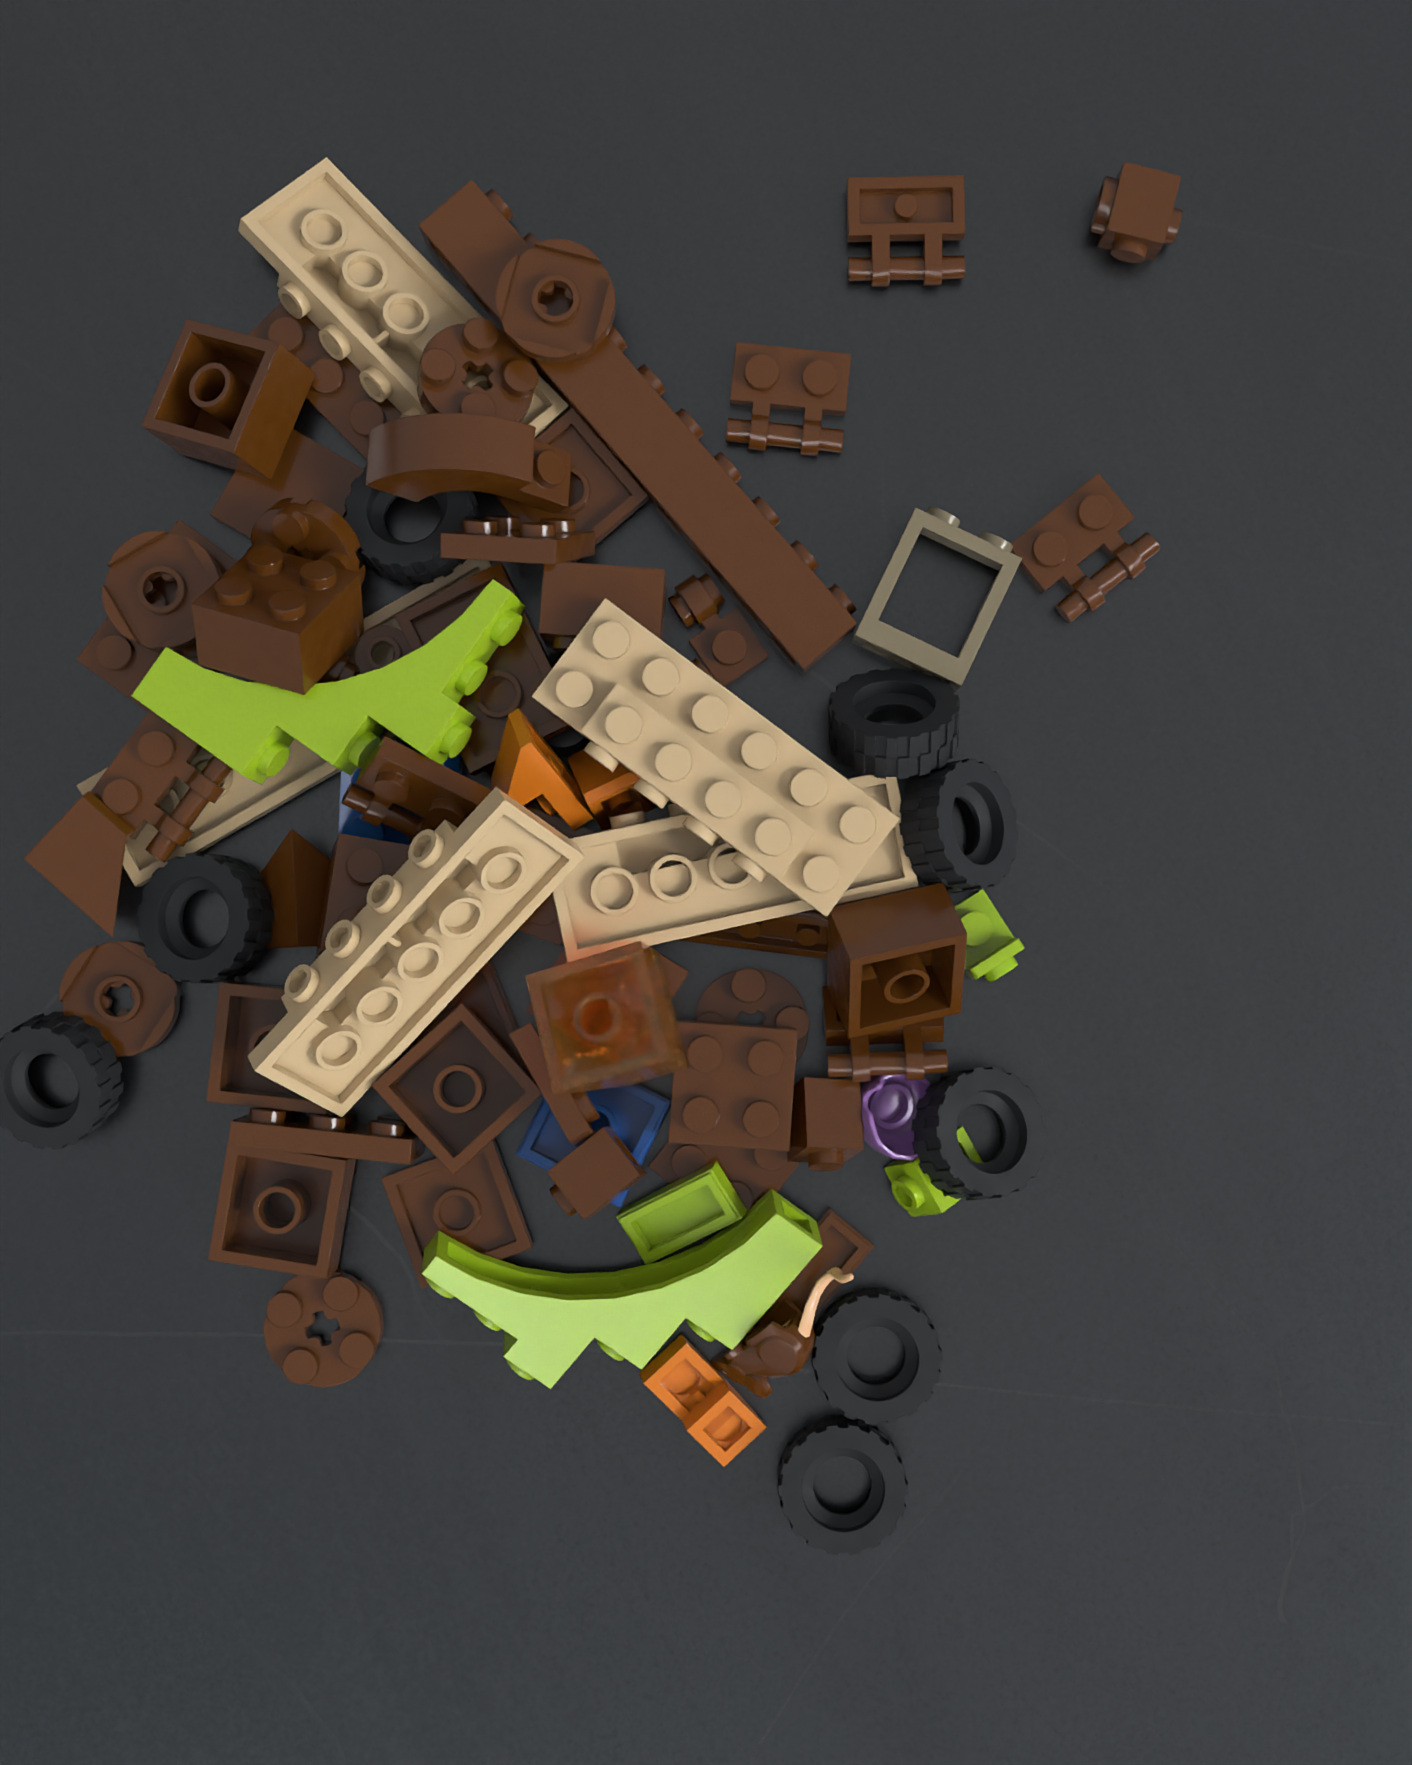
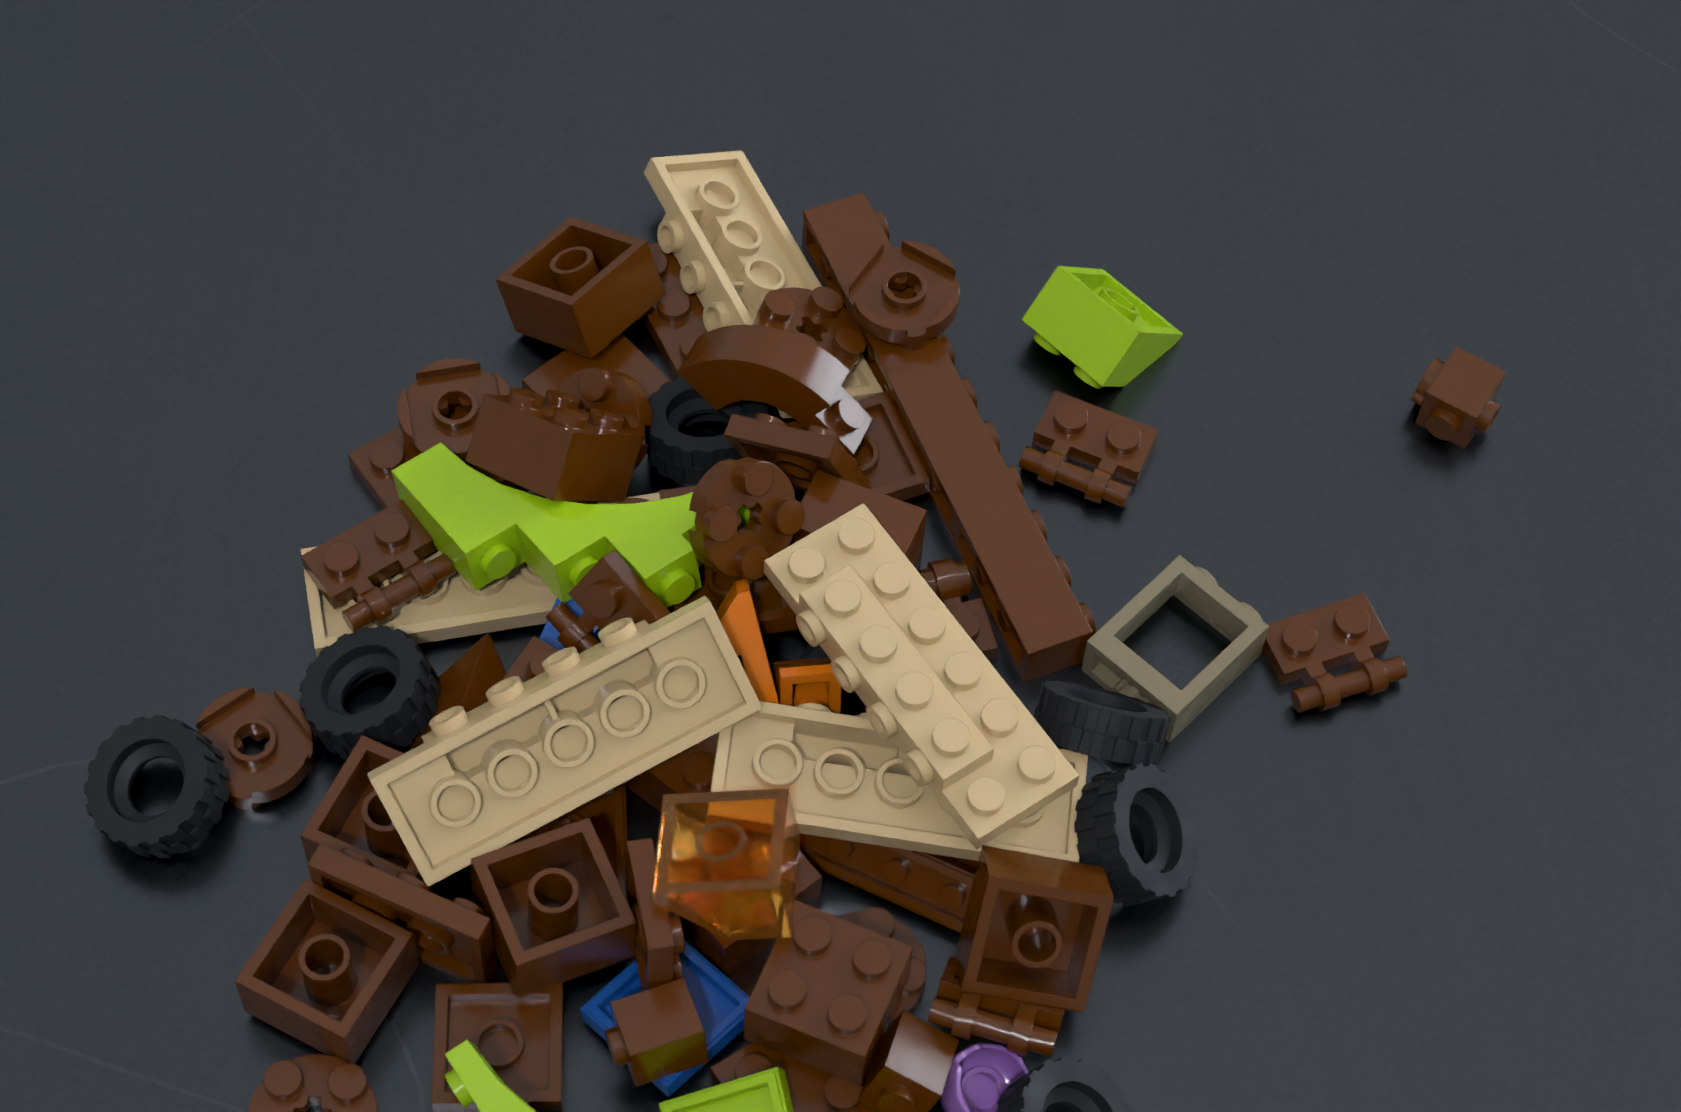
camera: 15 degrees right, 30 degrees down
(85, 858) = (277, 597): reddish brown slope -> none
(522, 642) = (770, 524): none -> reddish brown plate
(758, 249) = (1098, 326): none -> lime slope
(905, 210) = (1245, 338): reddish brown plate -> none
(989, 940) = (1128, 965): lime bracket -> none

